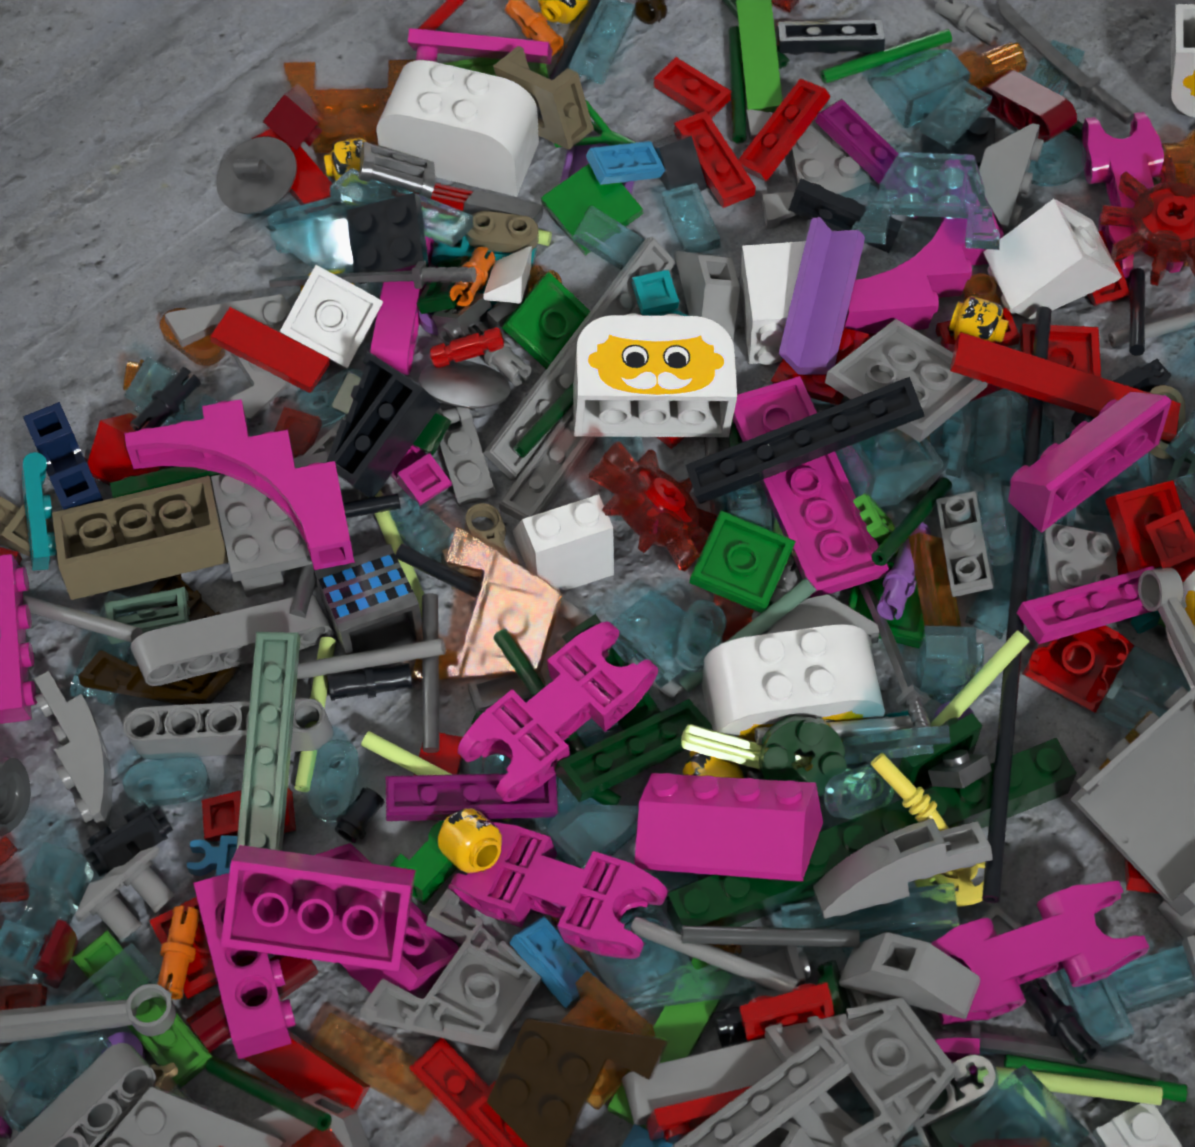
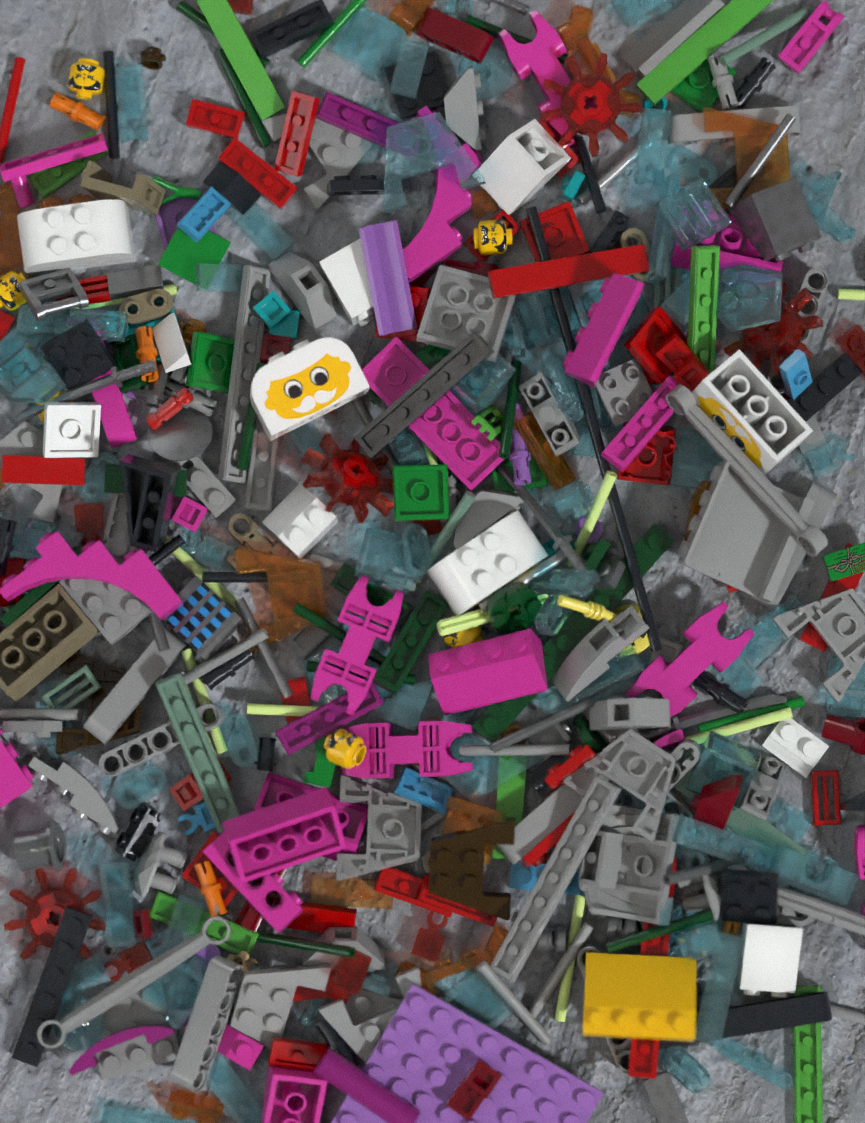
camera: 30 degrees left, 25 degrees up
(69, 634) = (23, 729): none -> light grey plate
(1110, 313) = (572, 185): none -> teal plate

